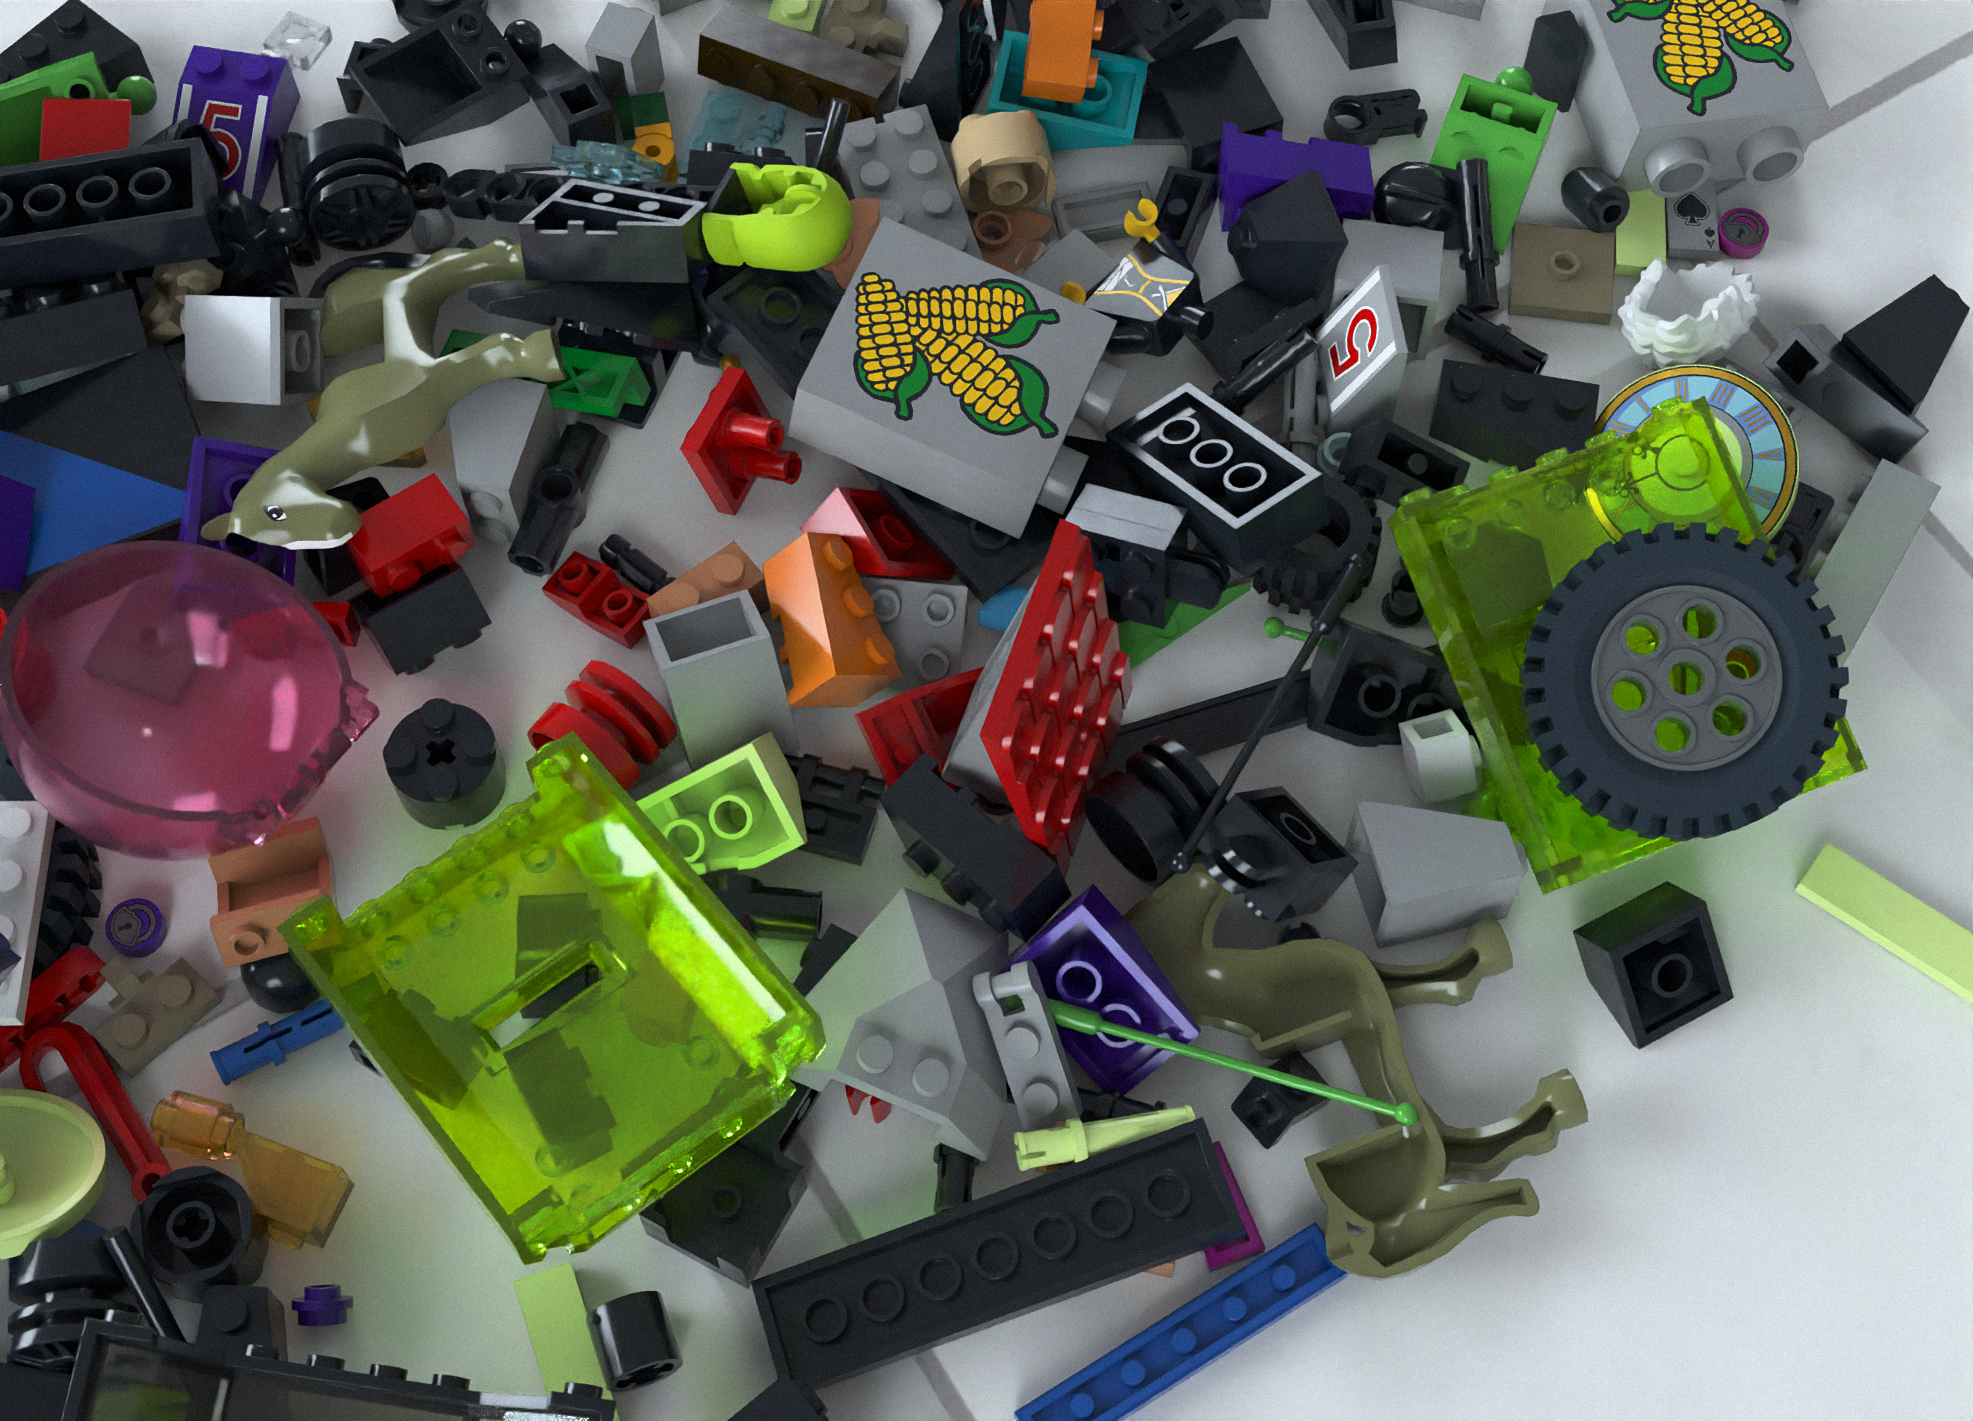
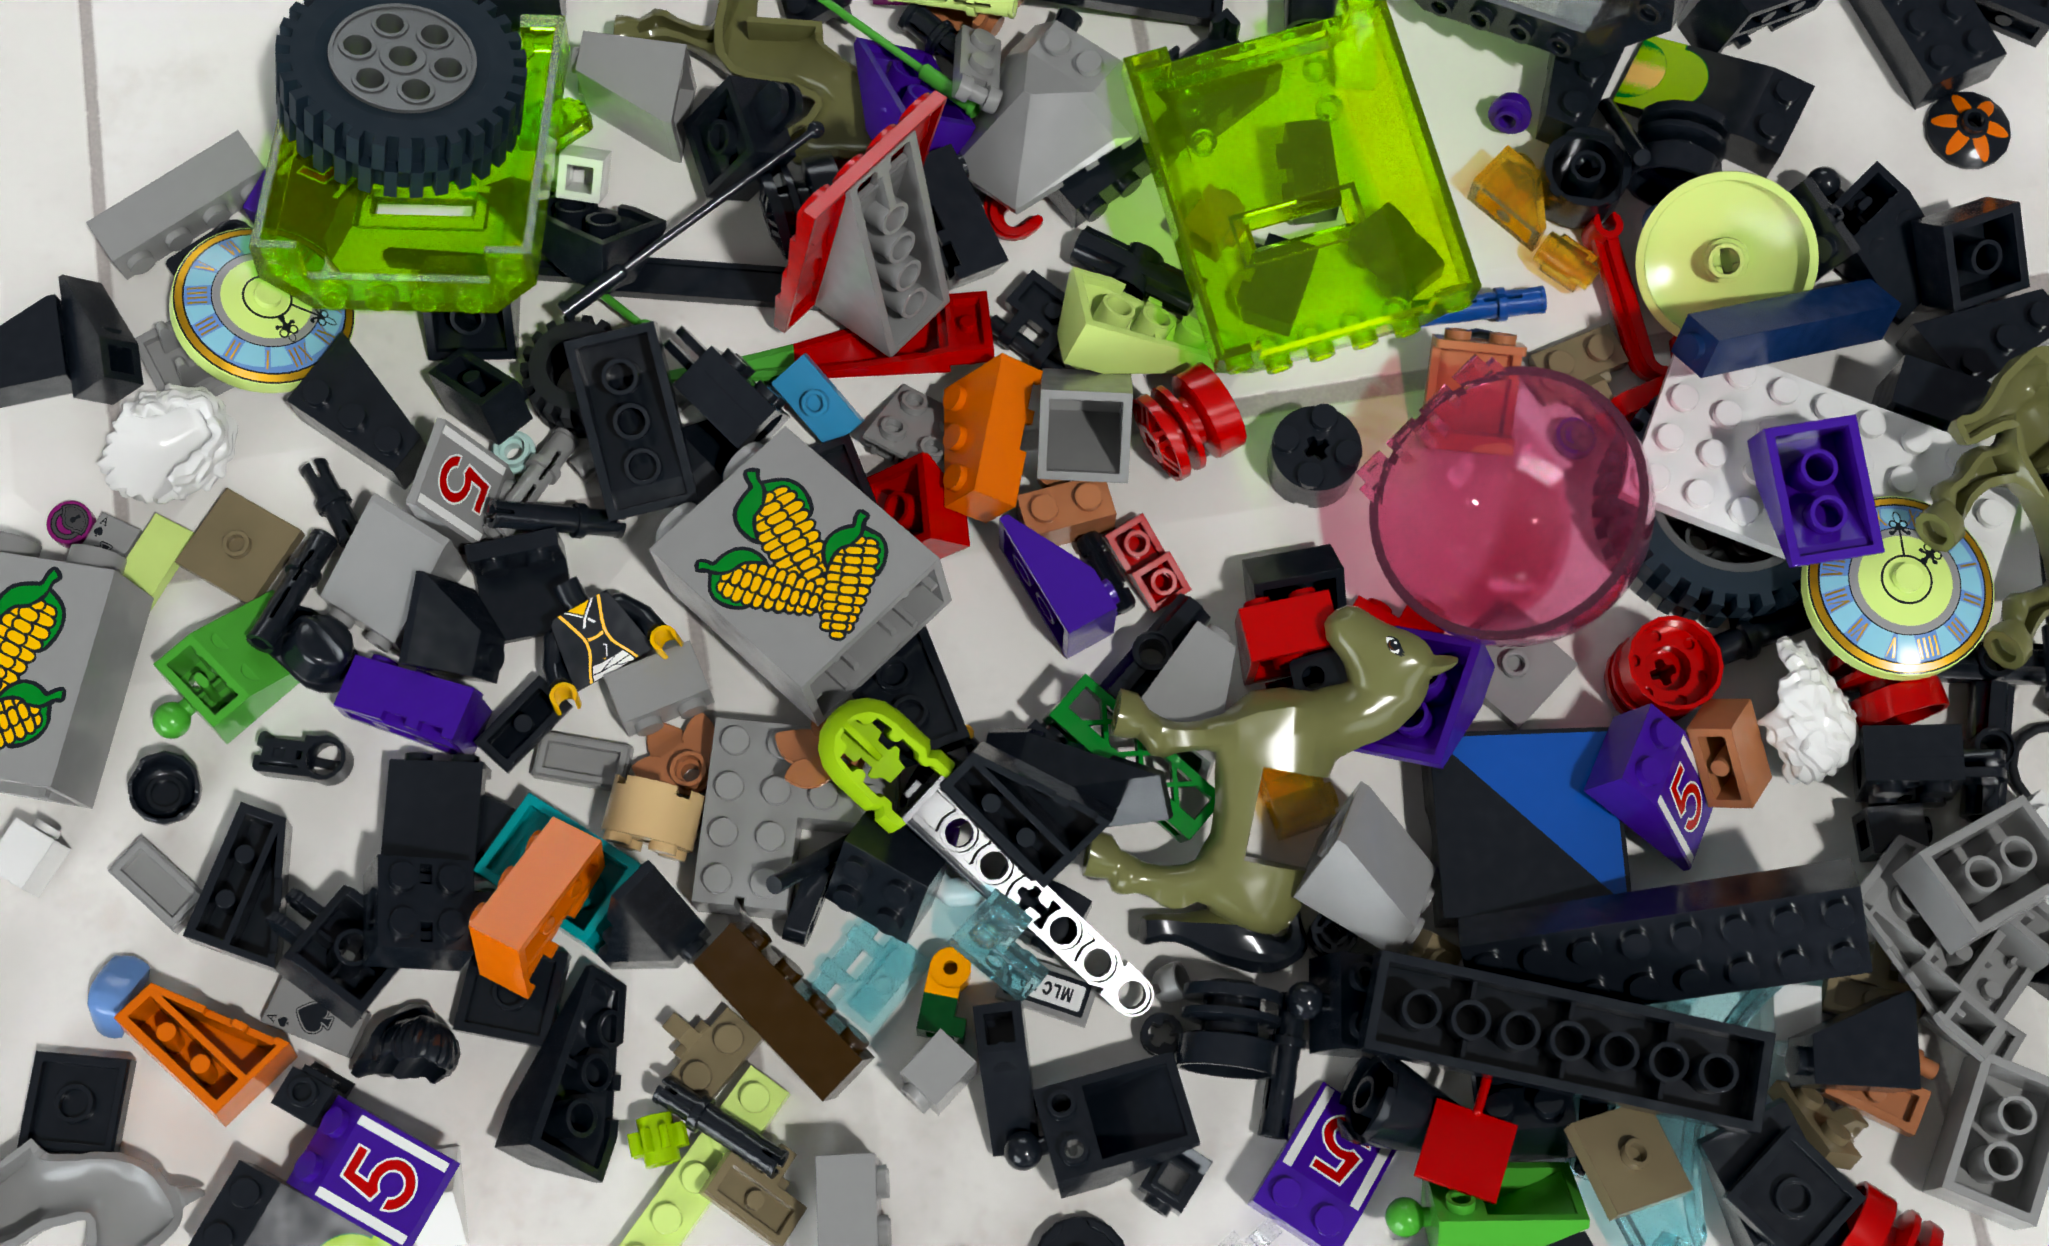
camera: 160 degrees left, 10 degrees up
(678, 507) = (1062, 588): none -> dark purple slope
(737, 443) = (990, 627): red plate -> none
(1402, 605) = (536, 309): black pin -> none
(1483, 44) = (164, 788): none -> black hair
(1556, 57) = (117, 725): black slope -> none
(1595, 199) = (173, 590): black brick -> none

